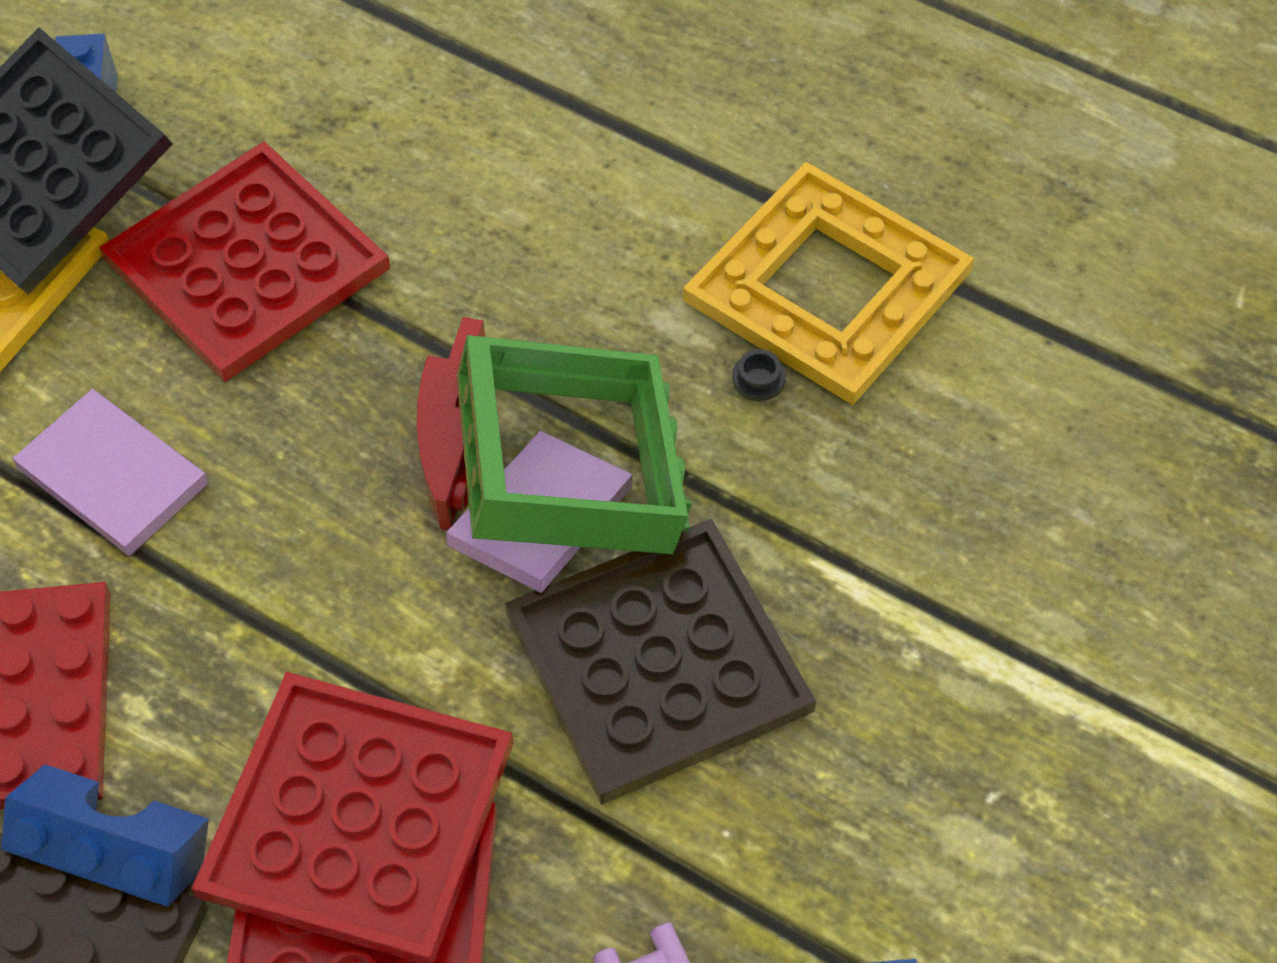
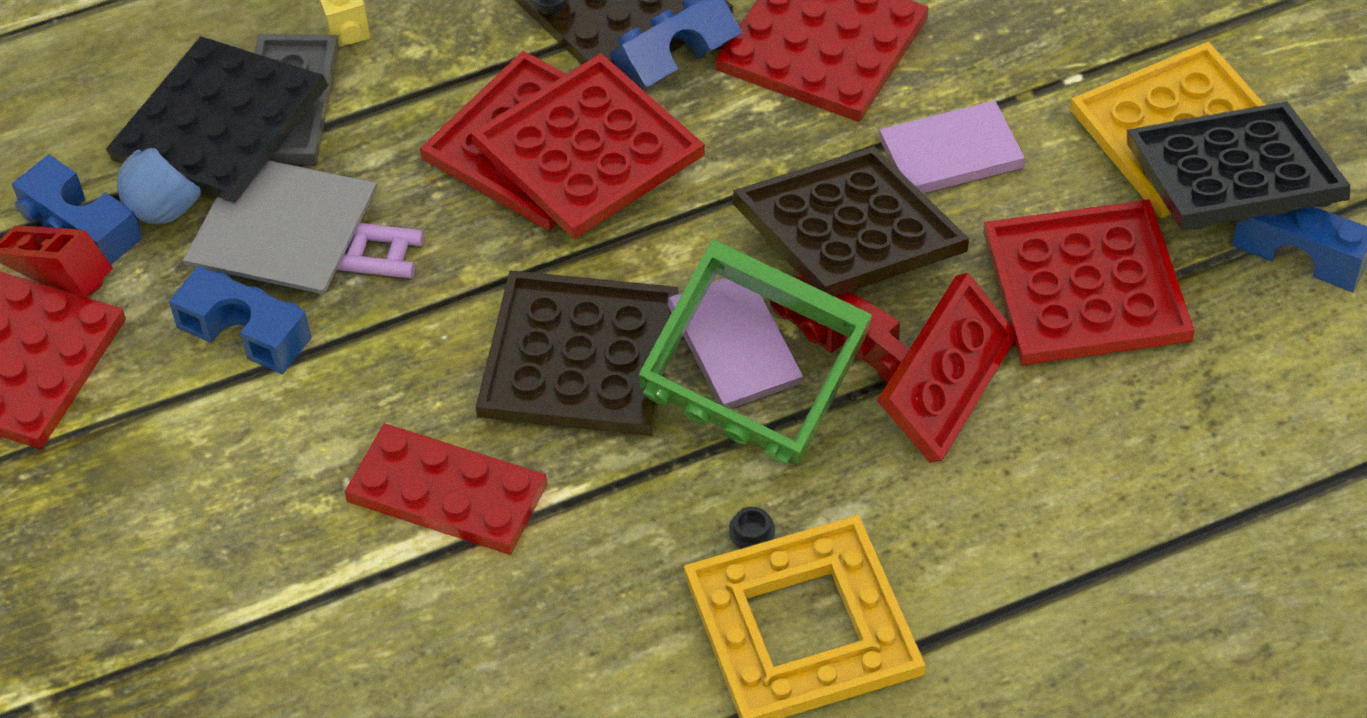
camera: 125 degrees right, 5 degrees down
(309, 477) = (850, 222): none -> dark brown plate
(433, 297) = (947, 368): none -> red plate
(927, 684) = (446, 488): none -> red plate

